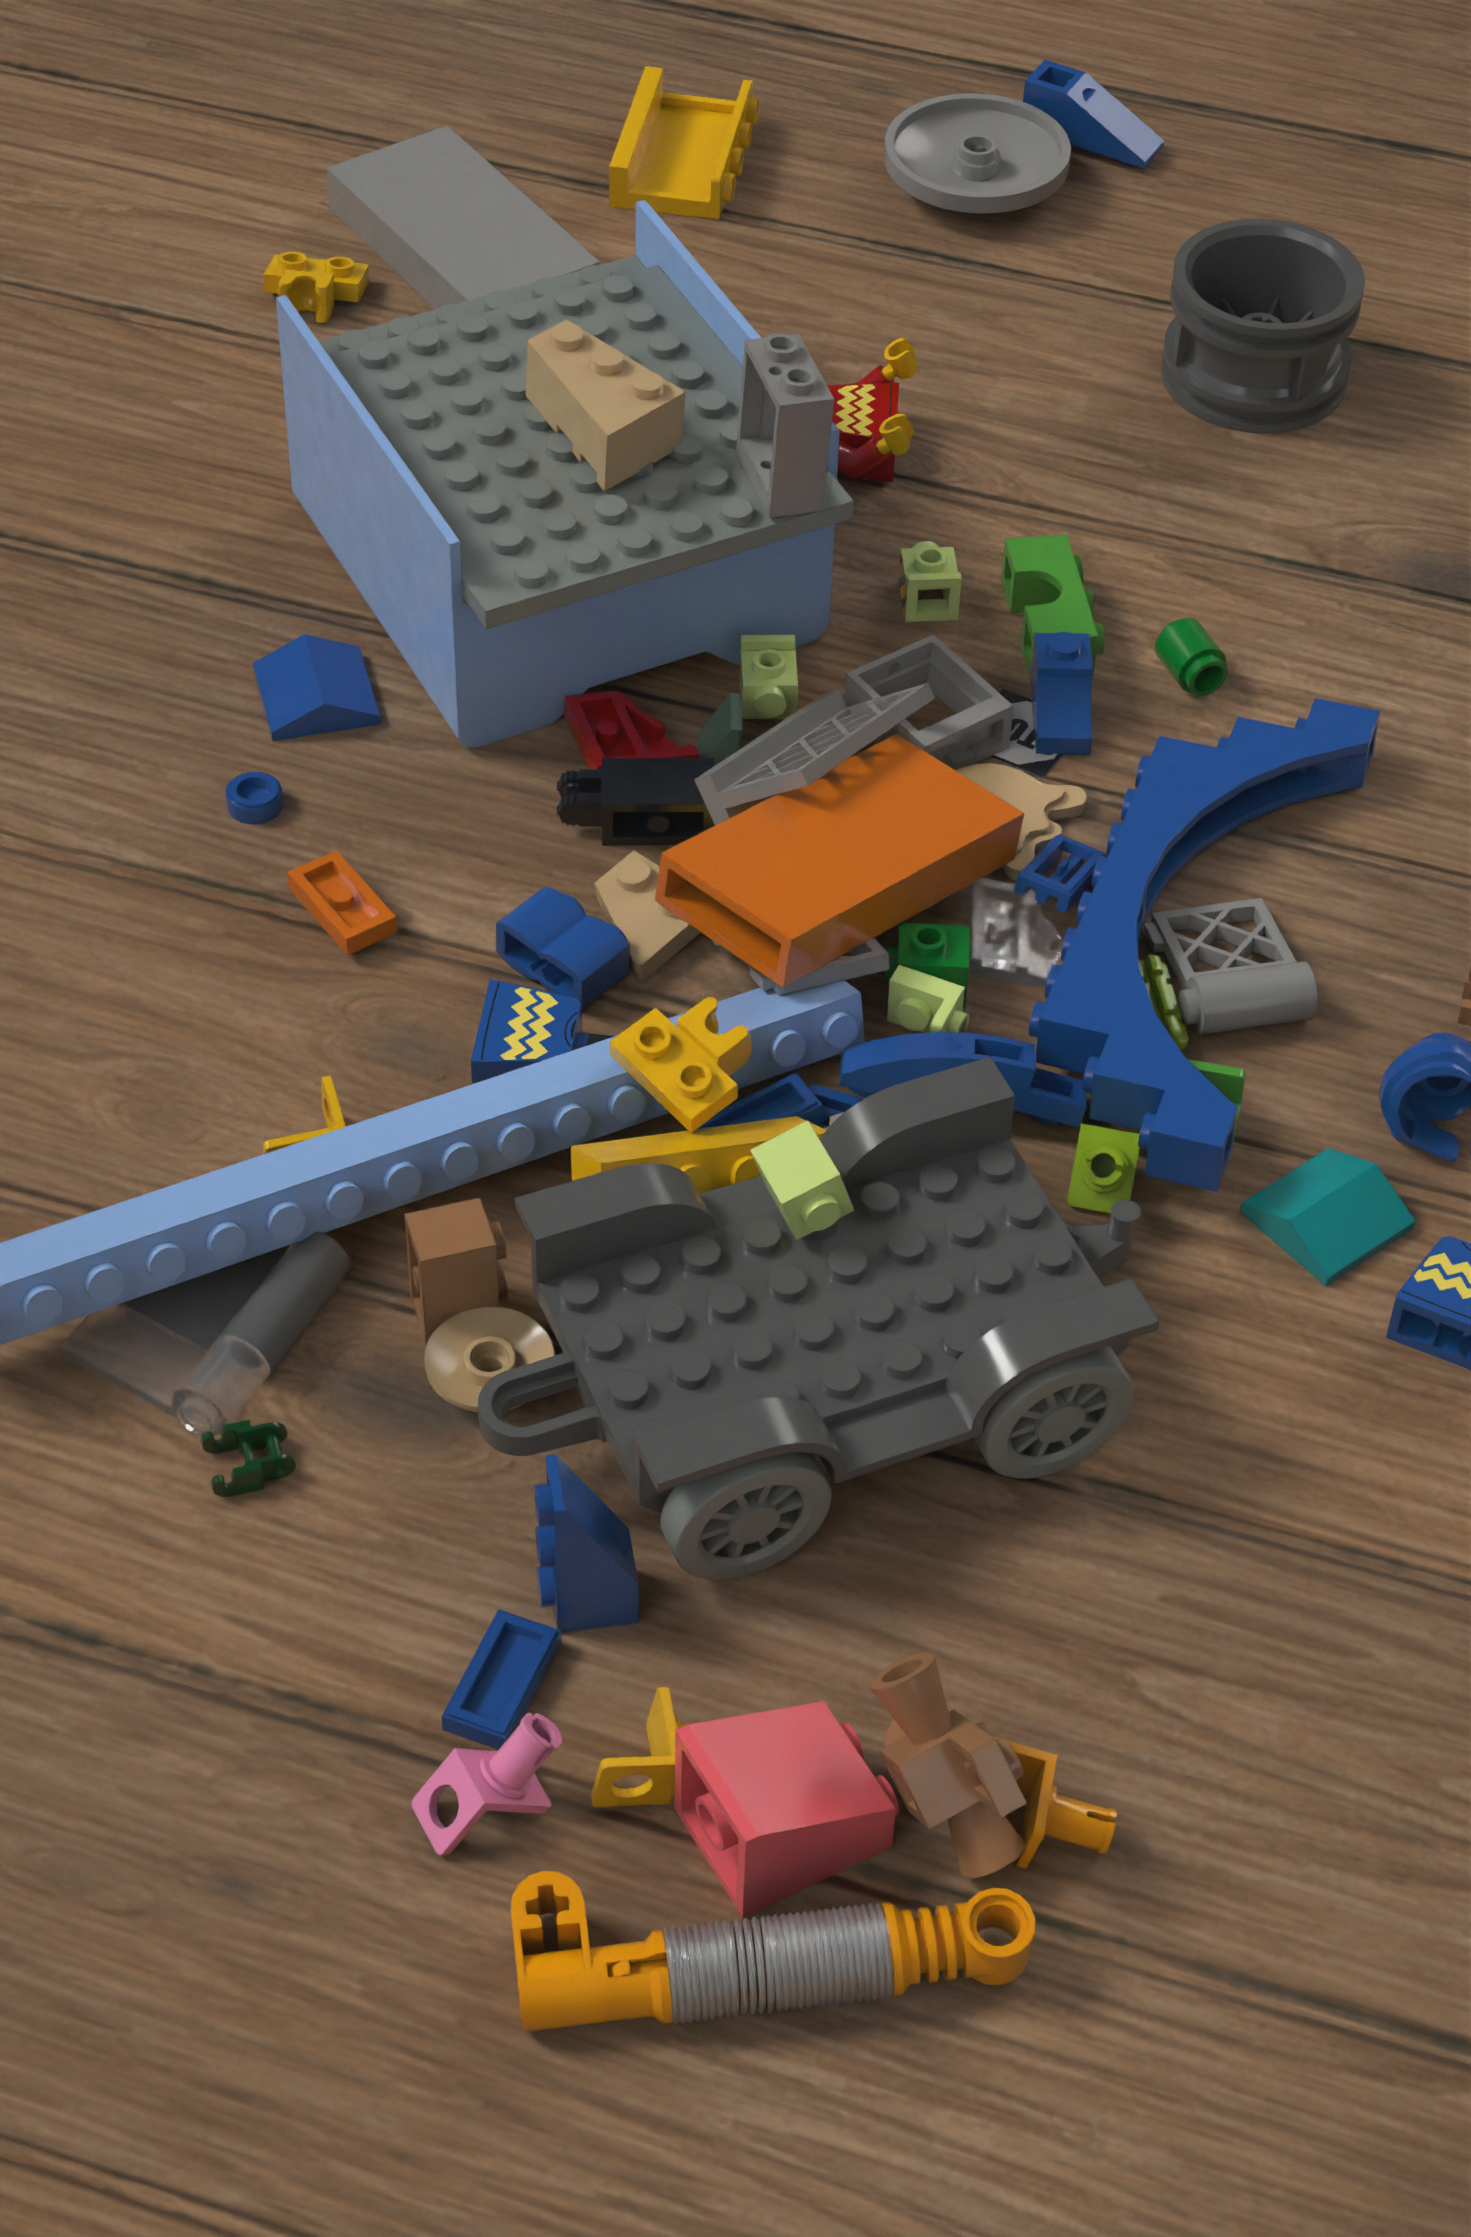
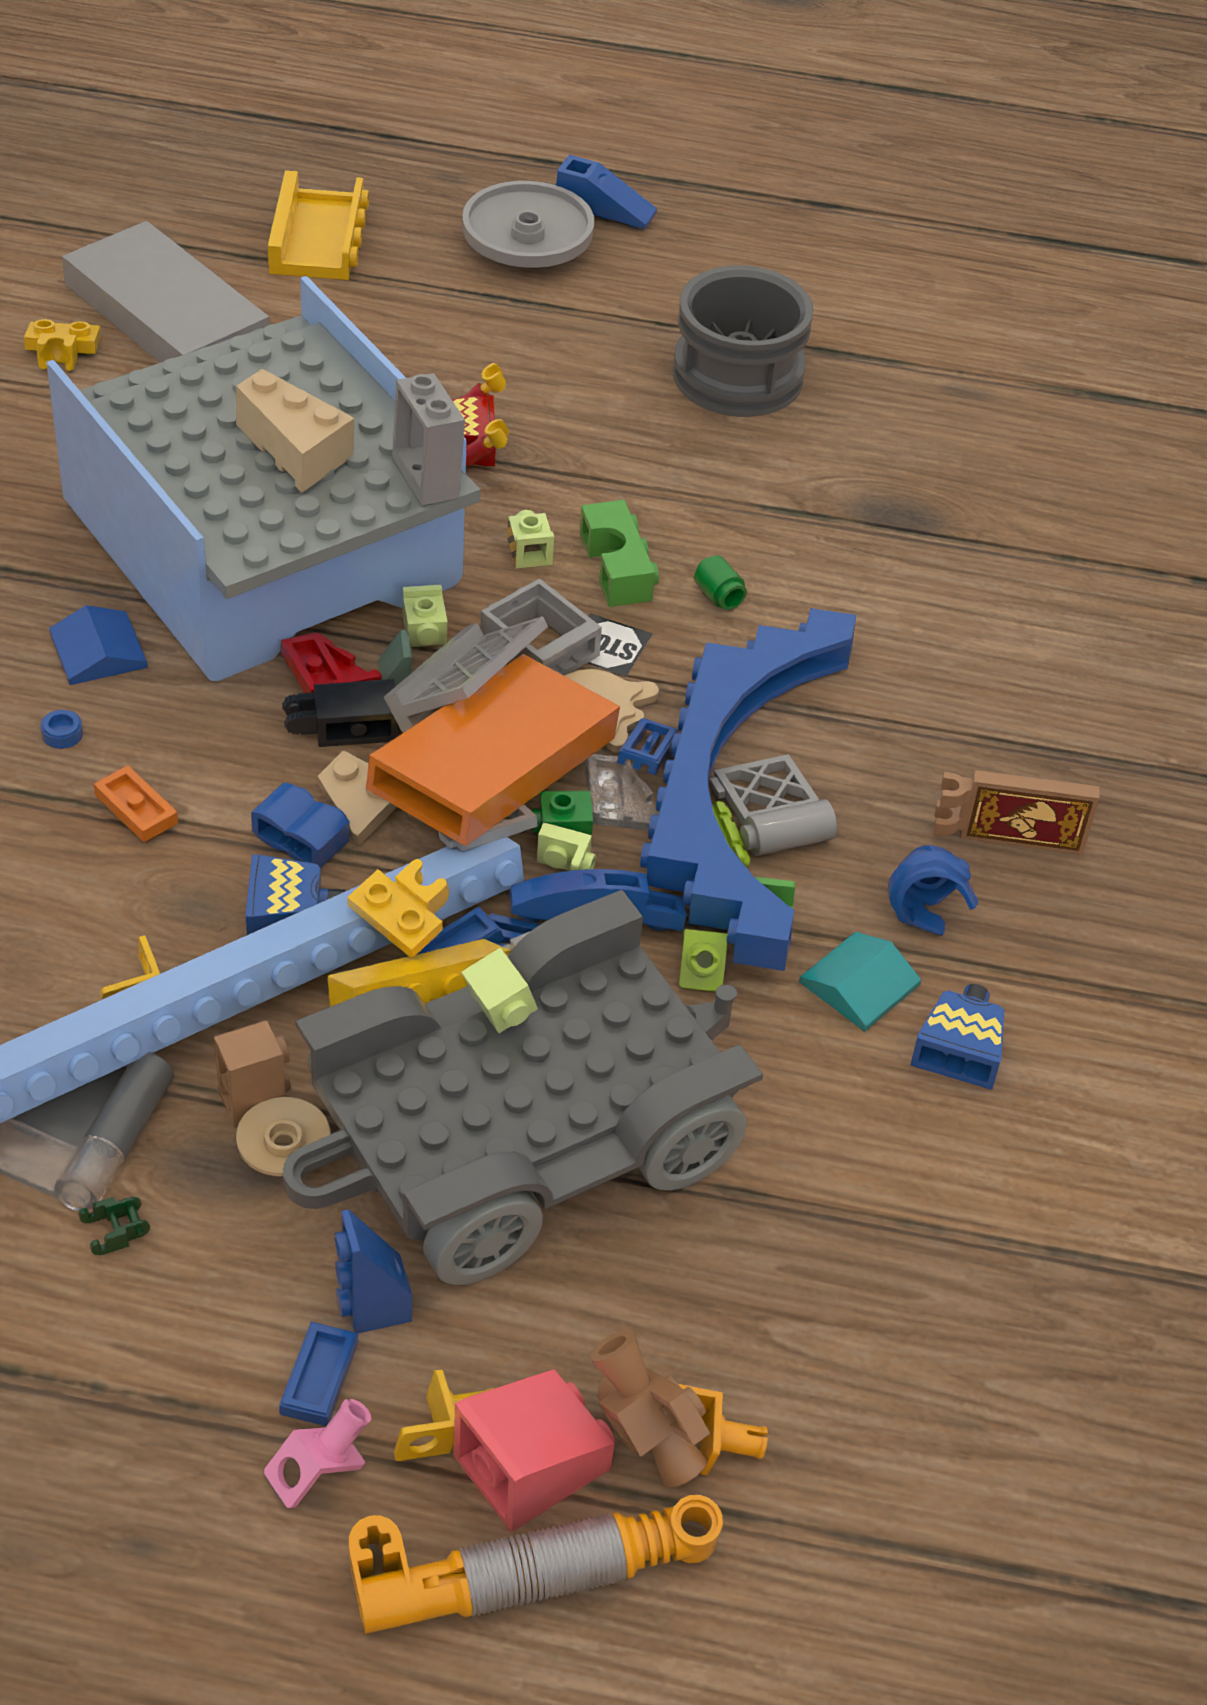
camera: 10 degrees left, 0 degrees up
(1061, 693) = (633, 615): blue arch -> none

